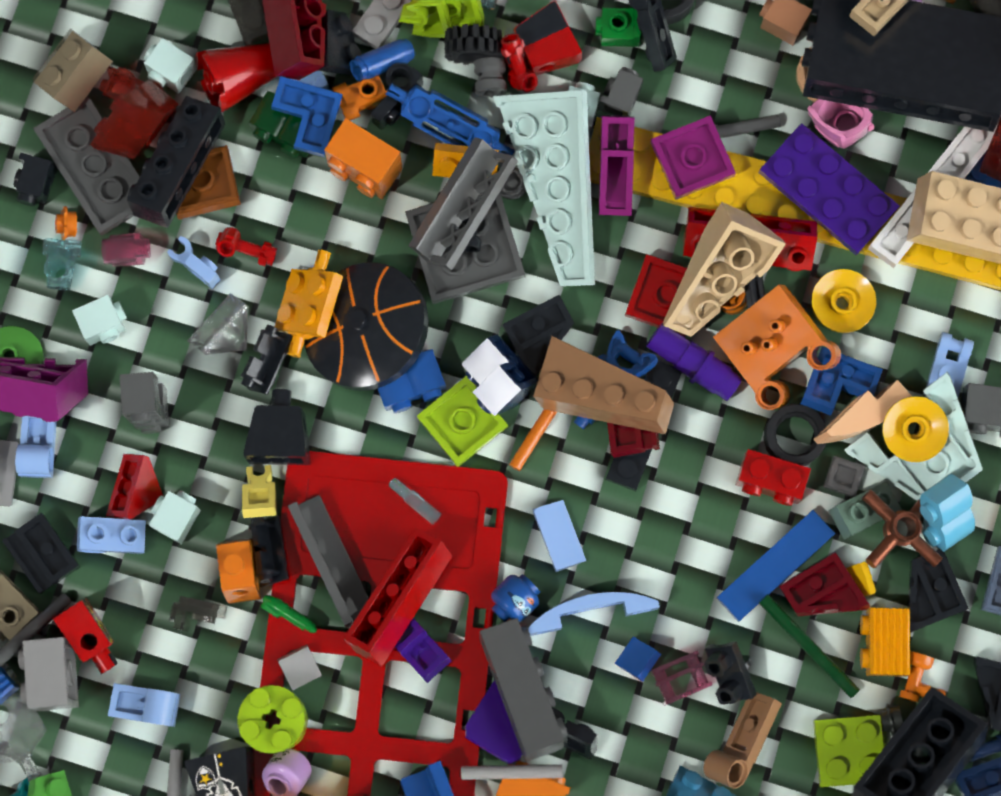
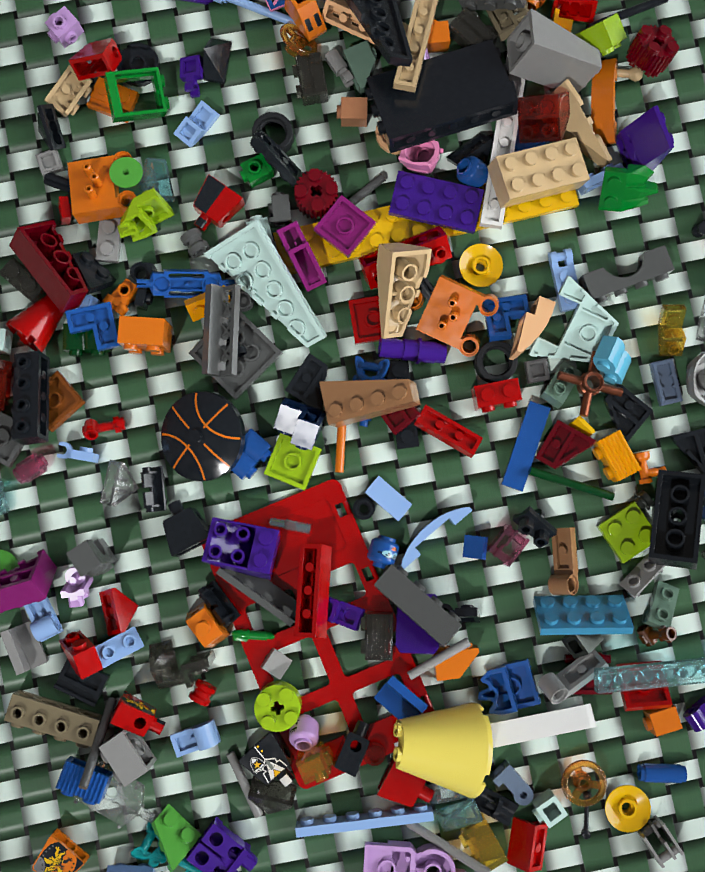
camera: 30 degrees left, 5 degrees up
(61, 516) = (81, 654): none -> red slope
(100, 320) = (38, 520): light aqua brick -> none
(103, 428) = (76, 588): none -> lavender hips
(156, 590) = (164, 664): none -> clear smoke slope
(174, 515) = (150, 614): light aqua brick -> none
(185, 651) = (202, 692): none -> red wheel
(259, 494) = (195, 573): light yellow plate -> none
(308, 303) = (160, 441): light orange plate -> none
(338, 493) = (242, 547): none -> dark purple slope
(380, 59) = (122, 266): blue piece -> none
(449, 702) = (378, 636): none -> clear smoke brick
(471, 43) = (172, 227): black tyre -> none
(519, 76) = (212, 232): red bar -> none
(520, 520) = (371, 508): none -> black plate
(683, 81) = (315, 182): none -> dark red brick
(684, 491) = (448, 431): none -> red plate
(896, 175) = (472, 172): none -> blue head
(911, 152) = (478, 147): none -> black slope
(930, 437) = (577, 322): yellow dish -> none

